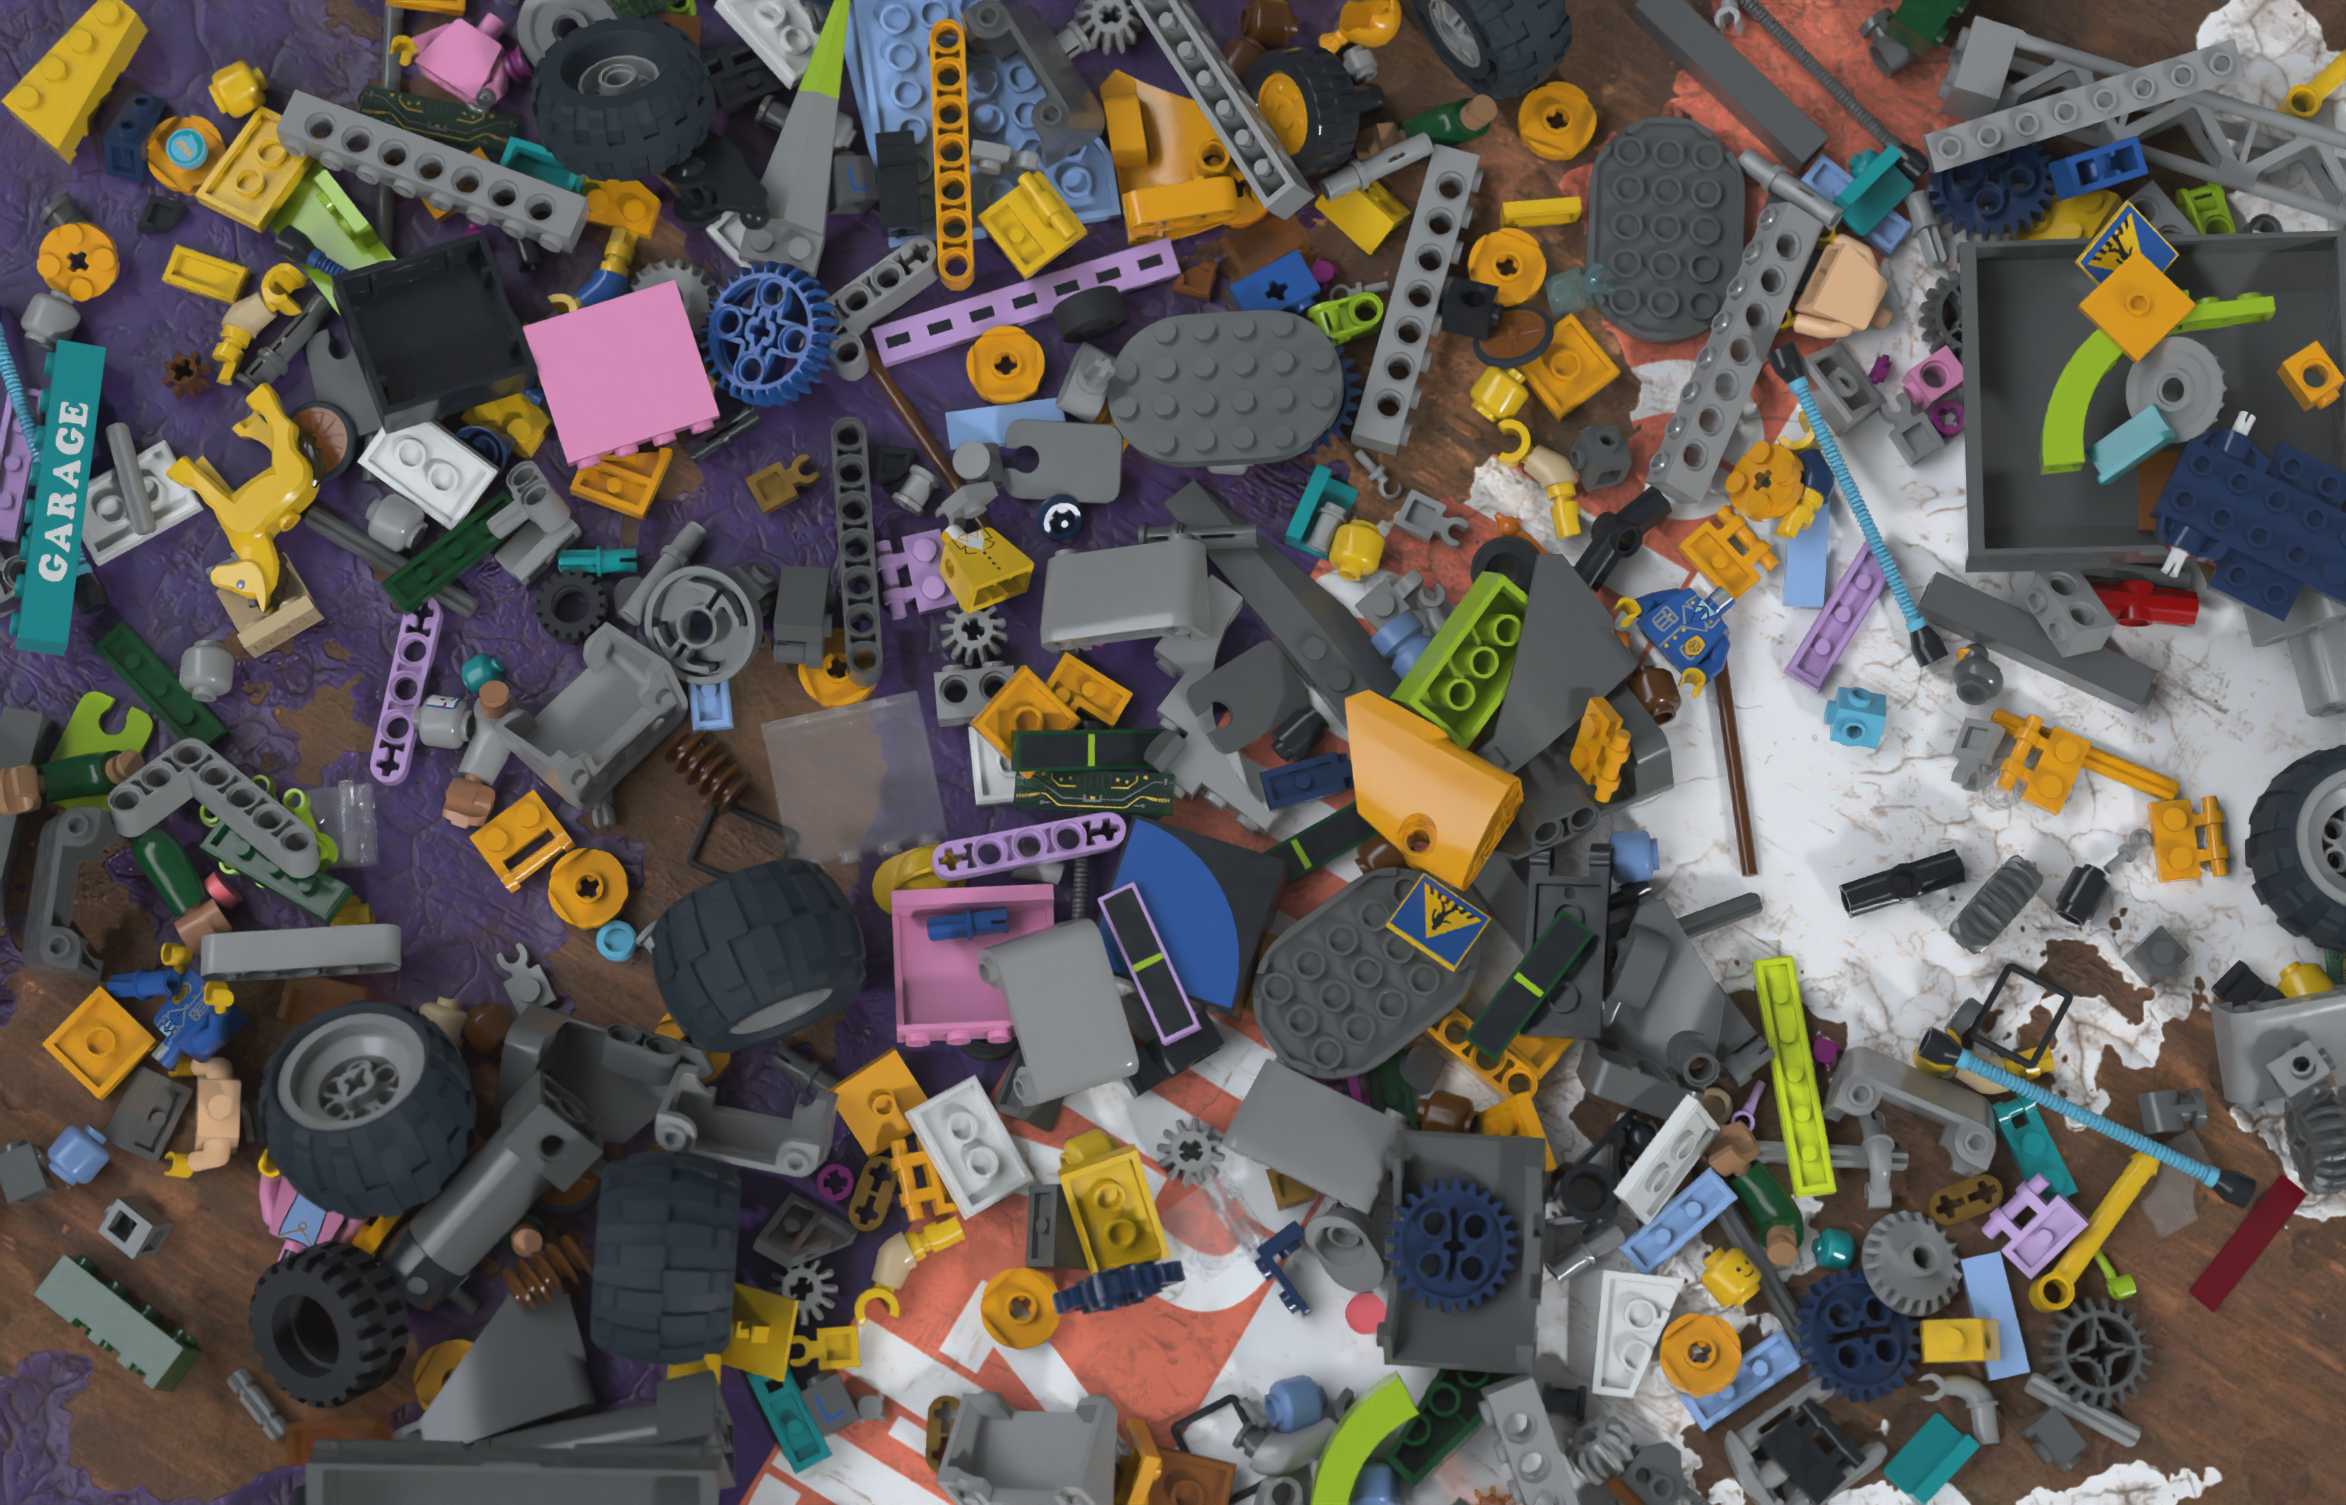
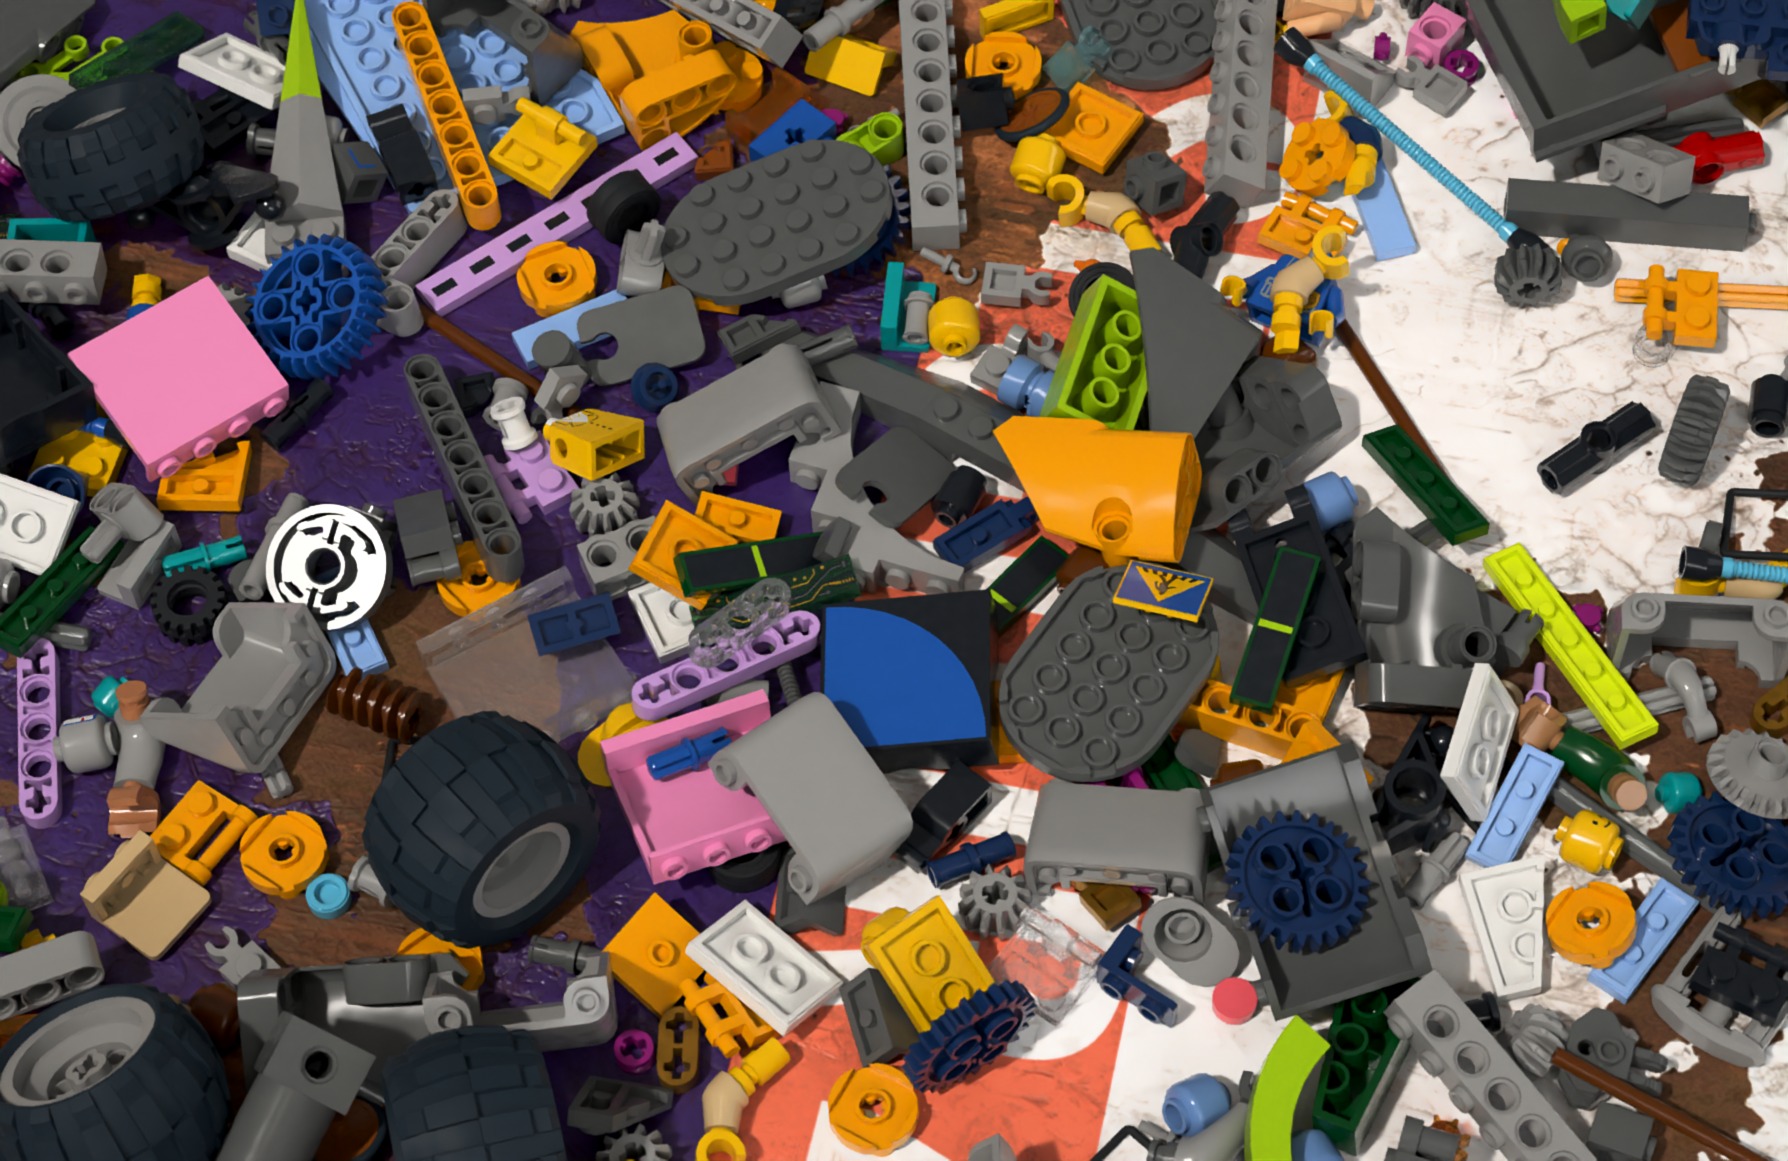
camera: 15 degrees left, 20 degrees down
(457, 894) = (144, 897): none -> tan bracket
(621, 205) = (134, 252): light orange wing -> none
(776, 487) = (366, 442): pearl gold plate -> none
(907, 749) = (573, 623): none -> dark blue hinge
(916, 529) = (513, 423): none -> white bush
(1083, 811) = (734, 639): none -> clear beam
(1149, 963) = (889, 725): black tile -> none
(1169, 492) = (755, 335): none -> dark grey tile
(1184, 1102) = (970, 858): none -> dark blue pin
(1601, 748) = (1258, 404): light orange plate -> none
(1681, 633) = (1299, 280): none -> yellow piece
(1727, 870) = (1425, 485): none -> dark green tile
(1838, 620) = (1434, 255): lavender tile -> none
(1856, 717) = (1488, 320): medium azure brick -> none
(1913, 682) = (1528, 275): none -> dark grey gear
(1975, 746) = (1609, 314): light grey plate -> none

